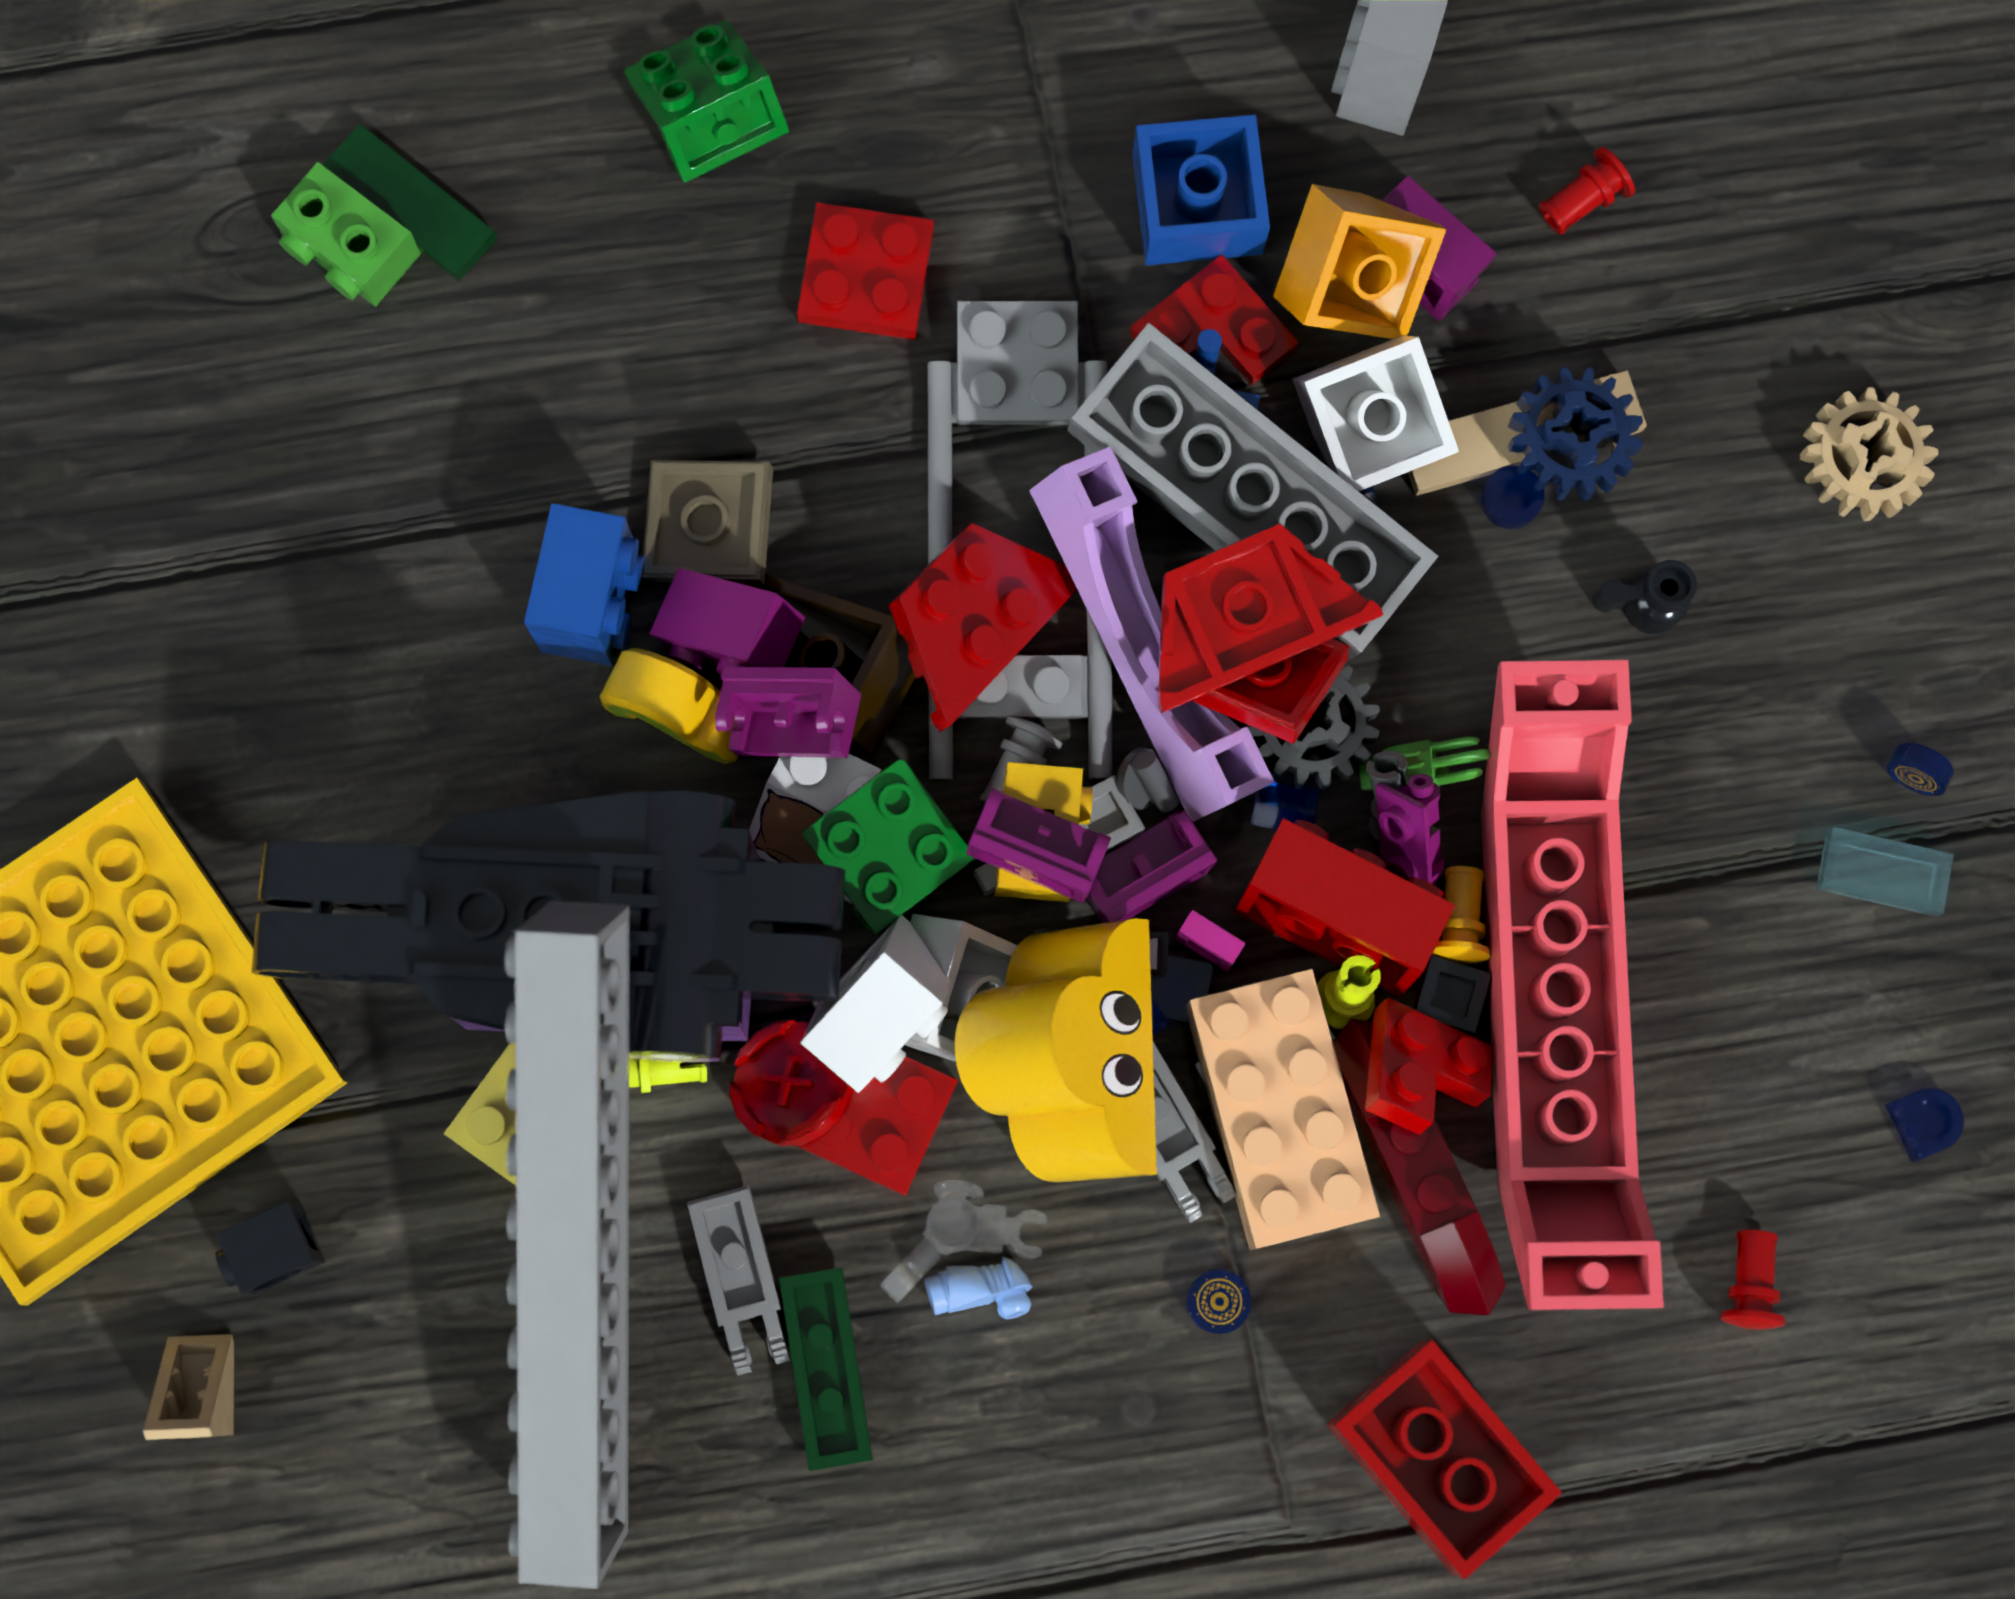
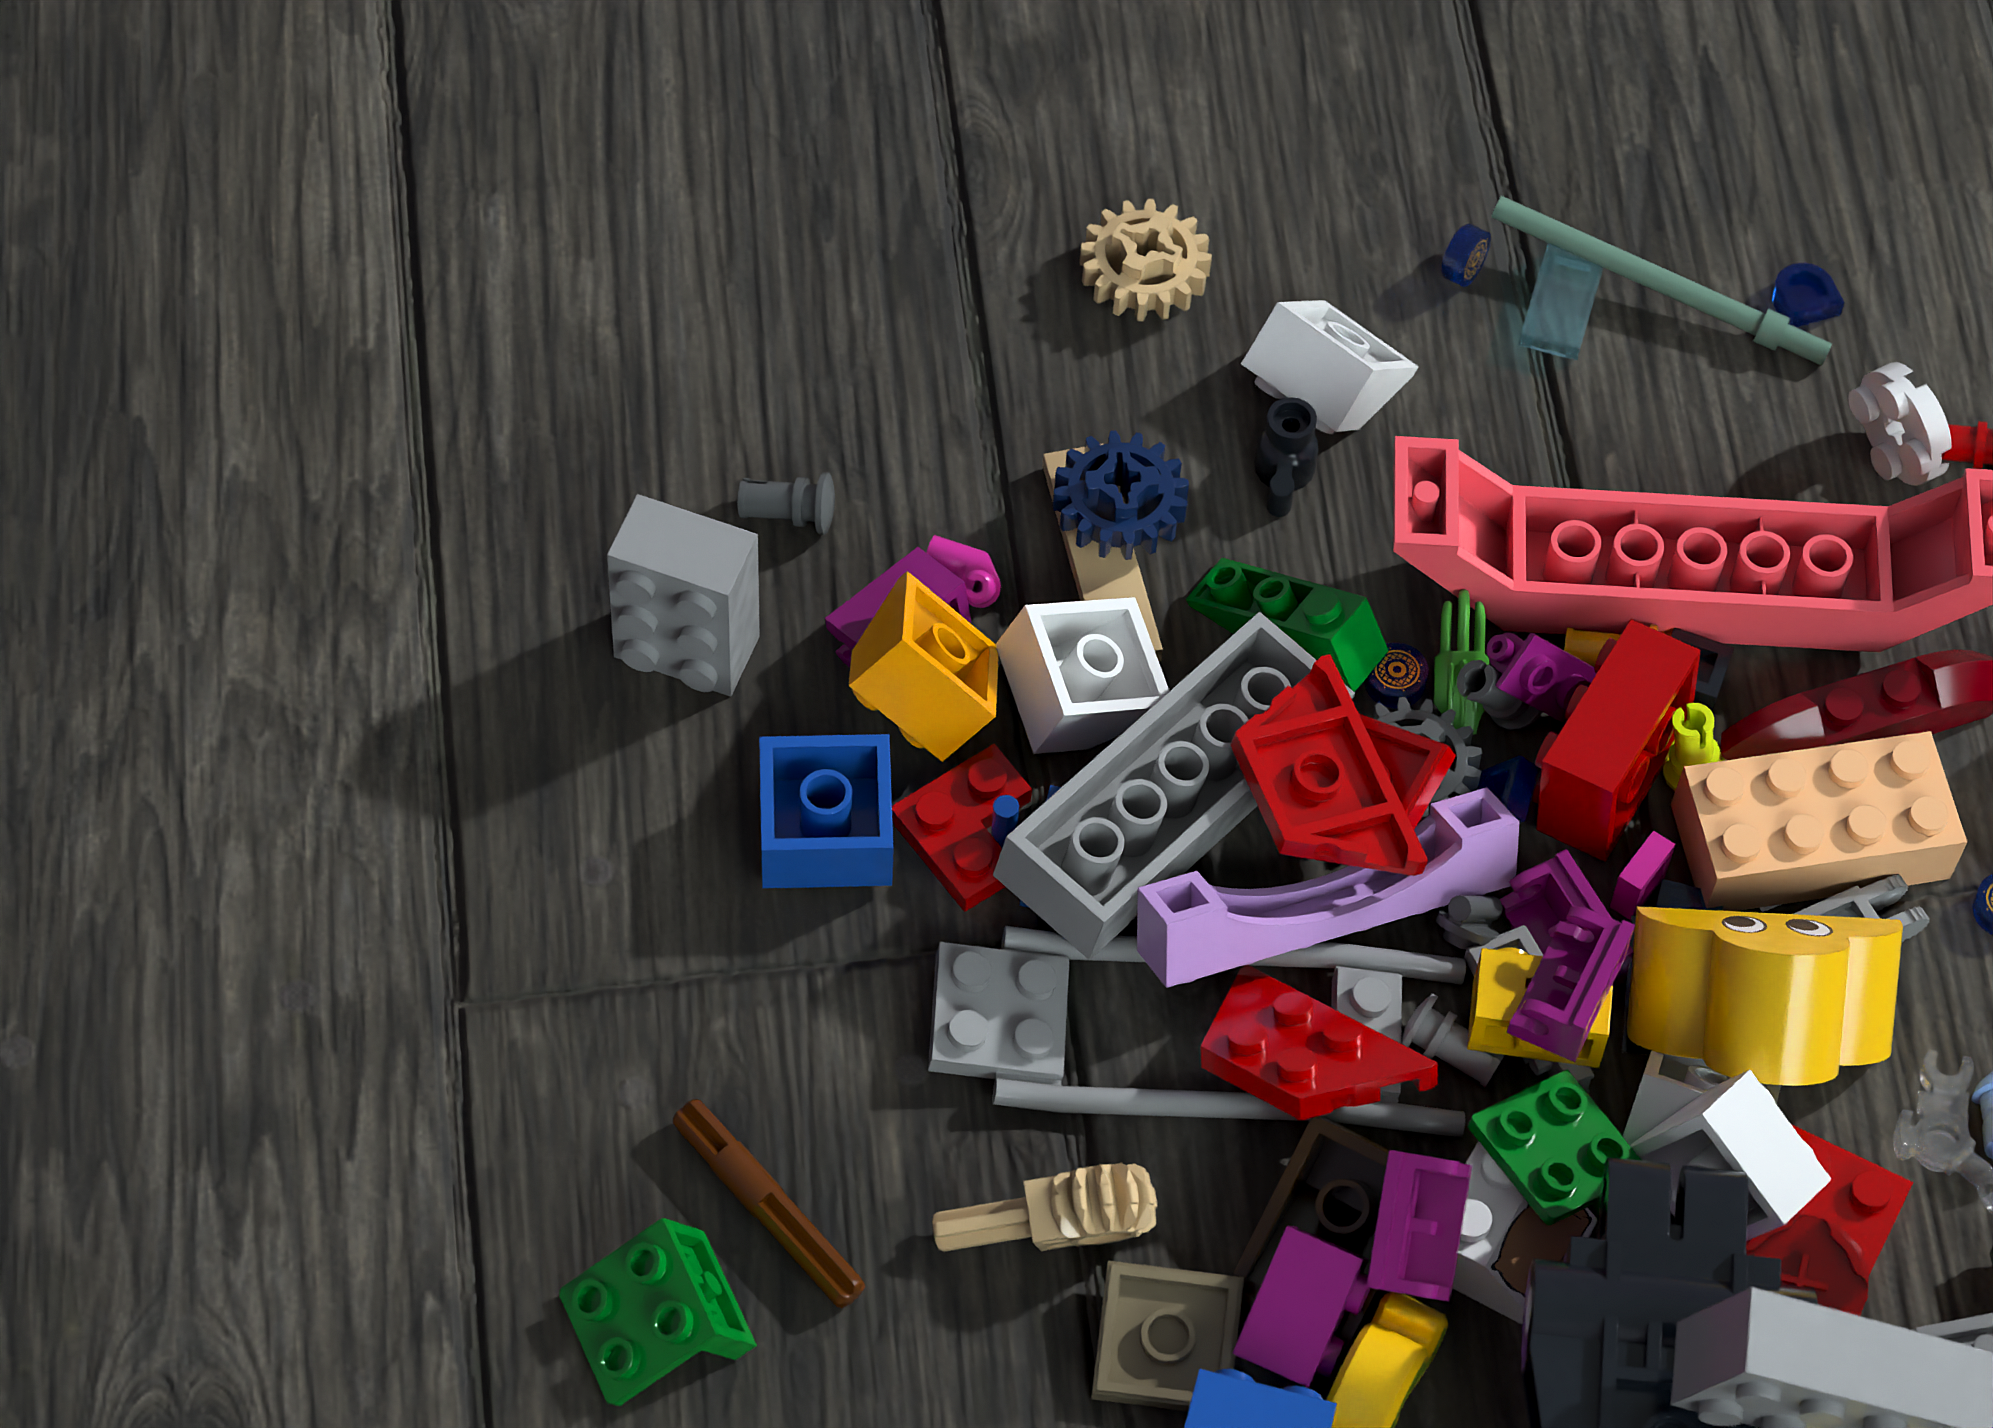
camera: 85 degrees left, 20 degrees down
(814, 420) = (1059, 1211): none -> tan gear
(817, 180) = (768, 1203): none -> reddish brown axle
(865, 271) = (878, 1162): red plate -> none
(1415, 1058) = (1775, 689): red plate -> none
(1418, 711) = (1399, 674): none -> clear blue tile
(1461, 607) = (1311, 614): none -> green slope
(1492, 315) = (971, 566): none -> dark pink arm
(1511, 498) = (1170, 572): clear blue tile -> none
(1544, 153) = (789, 501): none -> dark grey pin
(1592, 188) = (848, 470): red pin -> none
(1742, 1211) = (1902, 425): none -> white plate
(1768, 635) = (1327, 361): none -> white slope
(1875, 1080) = (1769, 328): none -> sand green bar

